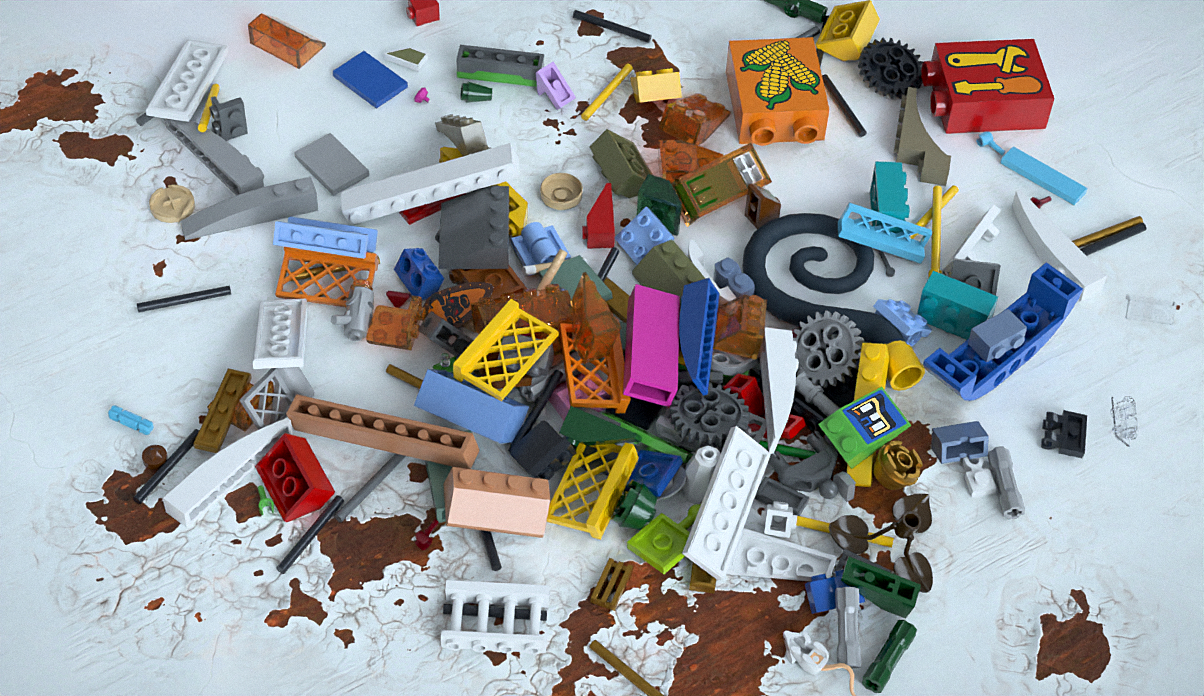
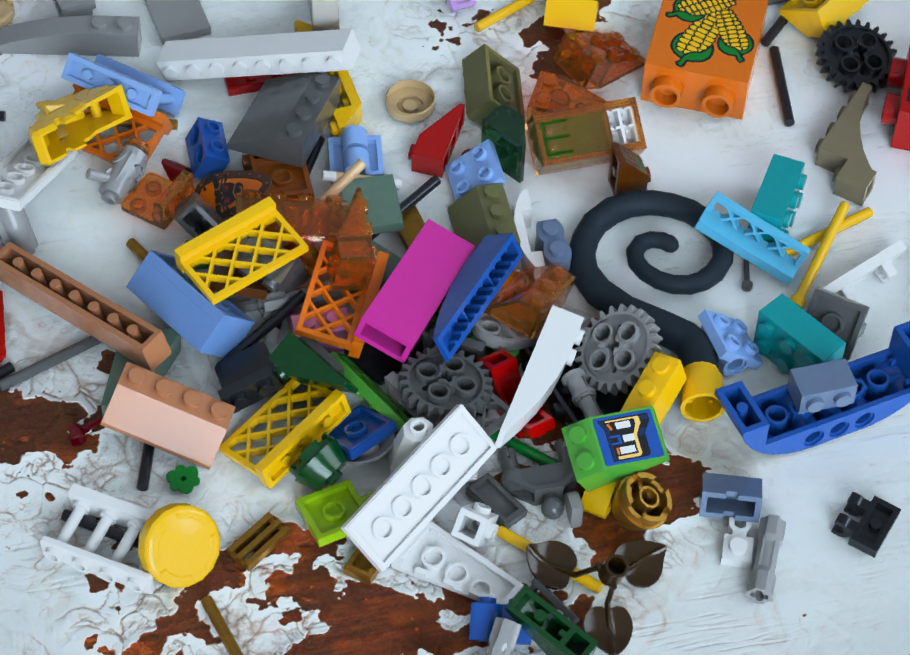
camera: 20 degrees right, 0 degrees up
(301, 280) = (65, 127): none -> yellow animal
(527, 551) = (183, 479): none -> green plant
(557, 605) = (179, 545): none -> yellow piece

